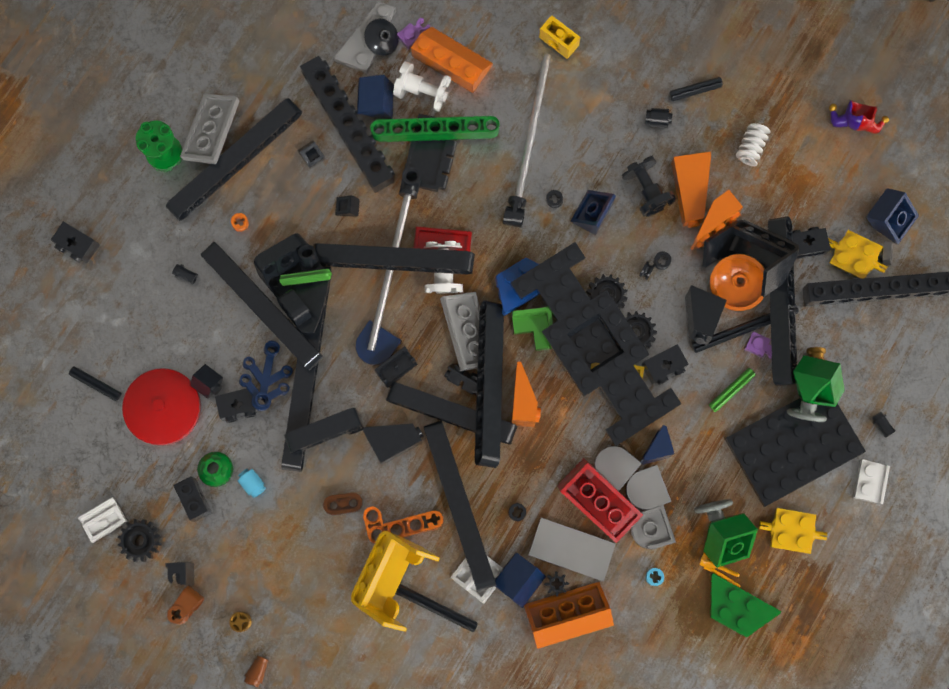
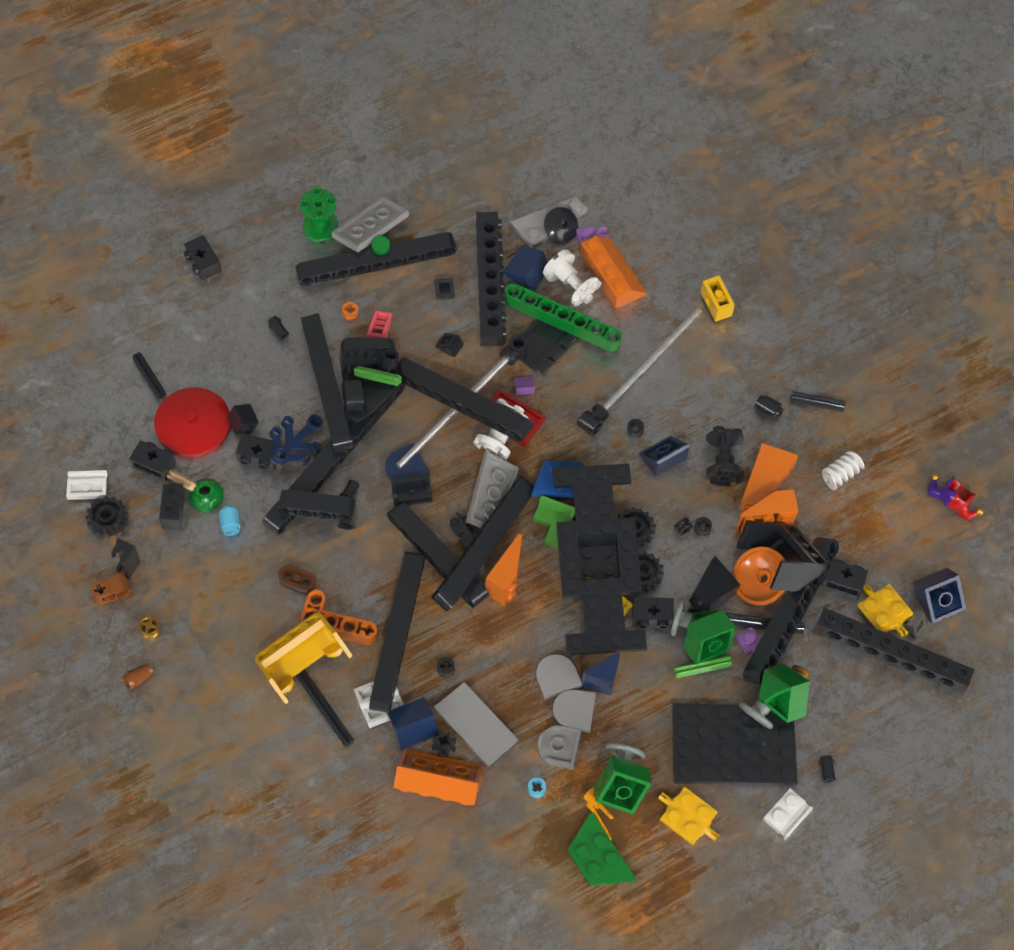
camera: 25 degrees right, 15 degrees down
(158, 468) = (152, 460): none -> black brick
(185, 469) = (181, 480): none -> tan axle
(232, 145) = (380, 245): none -> green tile
(278, 235) = (382, 331): none -> coral slope
(341, 397) = (350, 489): none -> black pin
(392, 440) = (372, 549): black slope -> none
(435, 210) = (524, 385): none -> medium lavender slope
(599, 500) = (525, 694): red slope -> none
(721, 360) = (707, 633): none -> green piece

